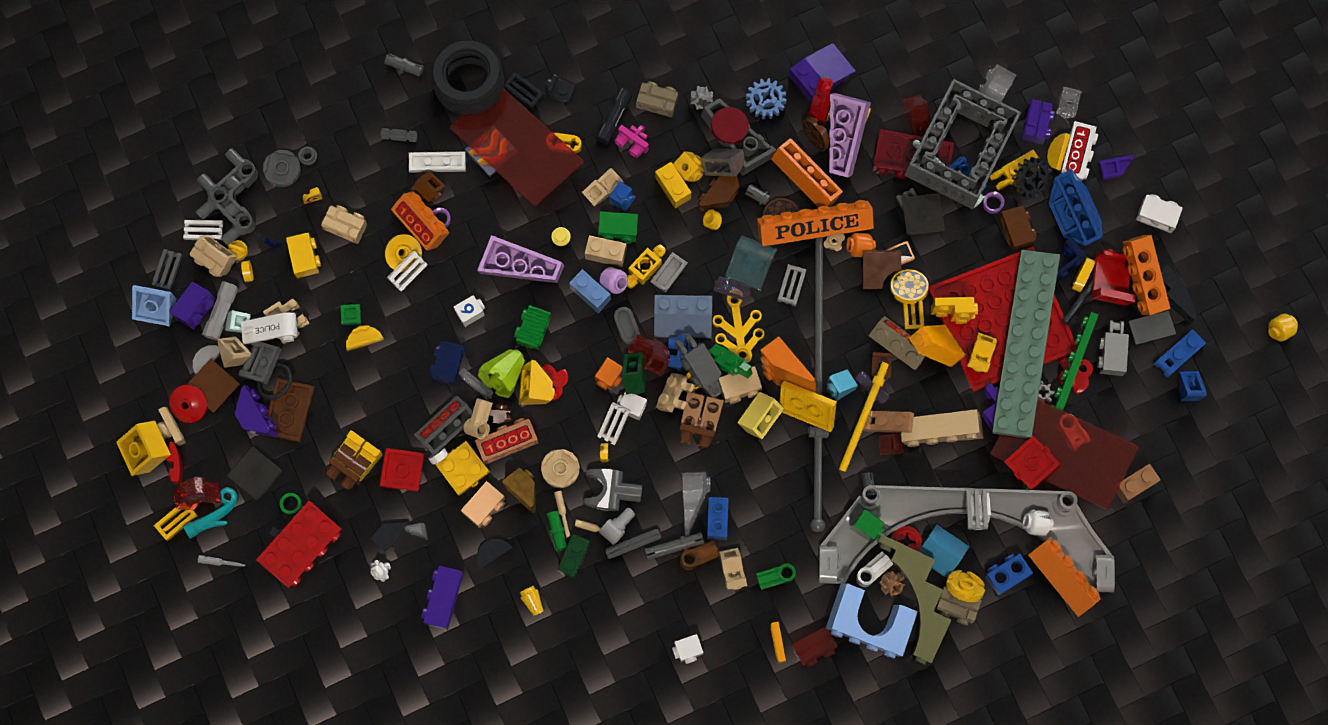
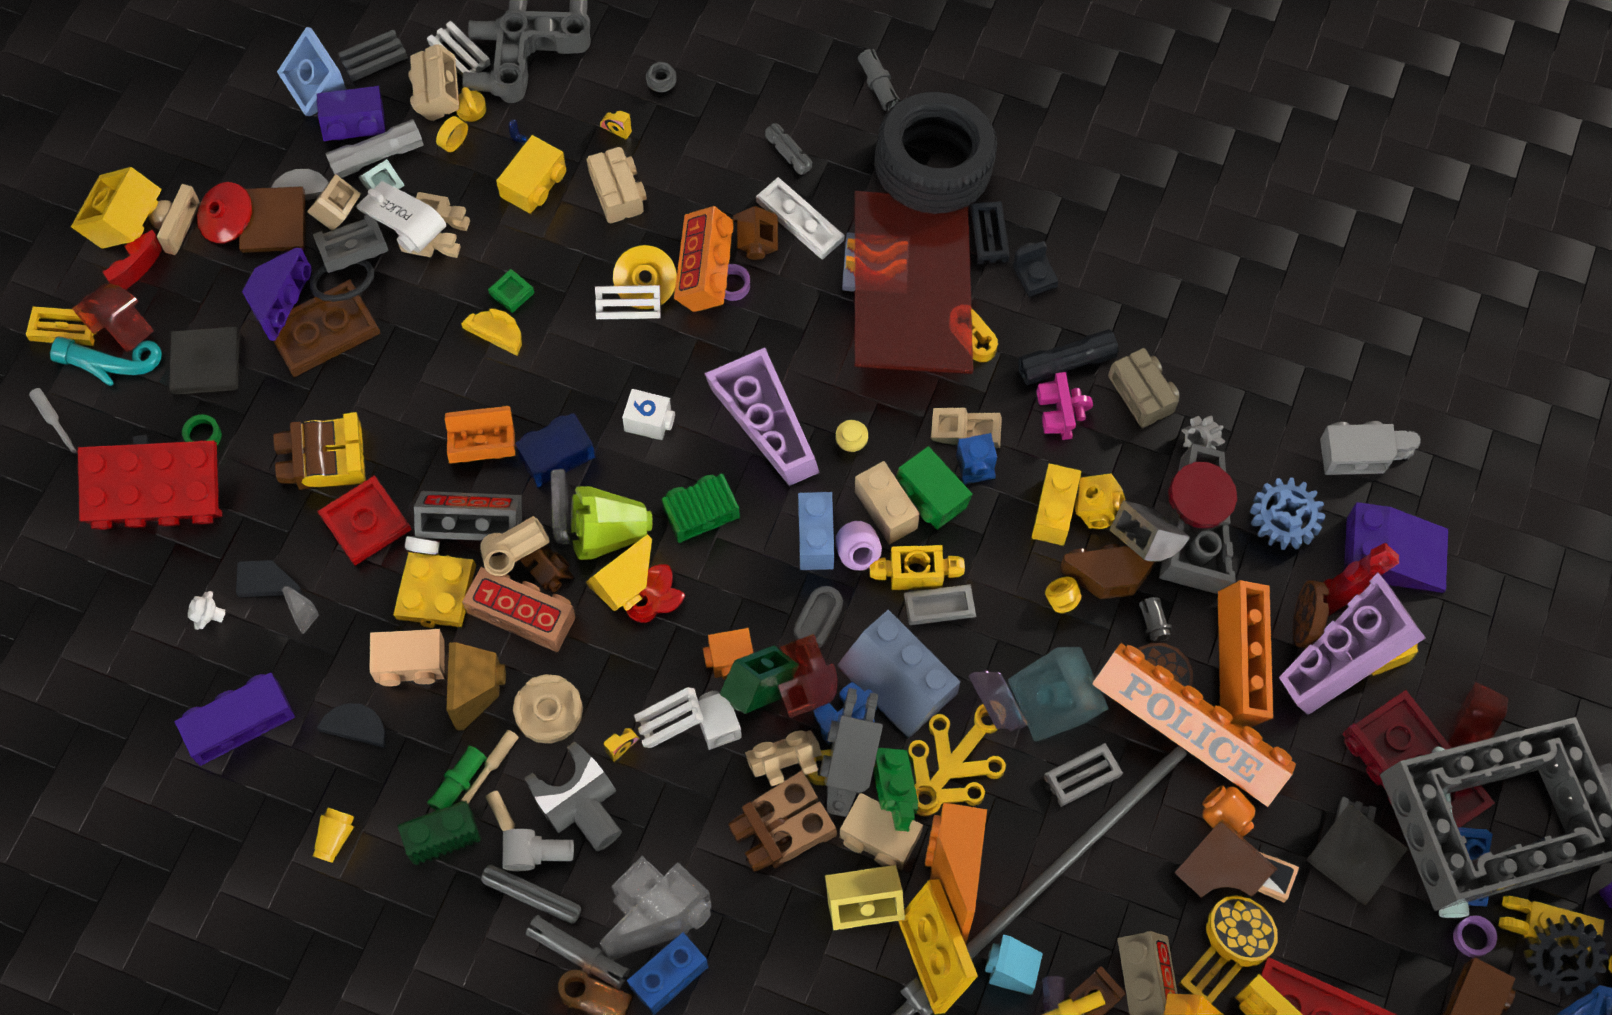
camera: 45 degrees right, 10 degrees down
(282, 168) = (618, 66): dark grey tile -> none
(410, 388) = (480, 434): none -> orange bracket
(671, 498) = (635, 884): none -> clear brick
(769, 40) = (1365, 447): none -> light grey hinge
(834, 245) = (1194, 782): tan plate -> none

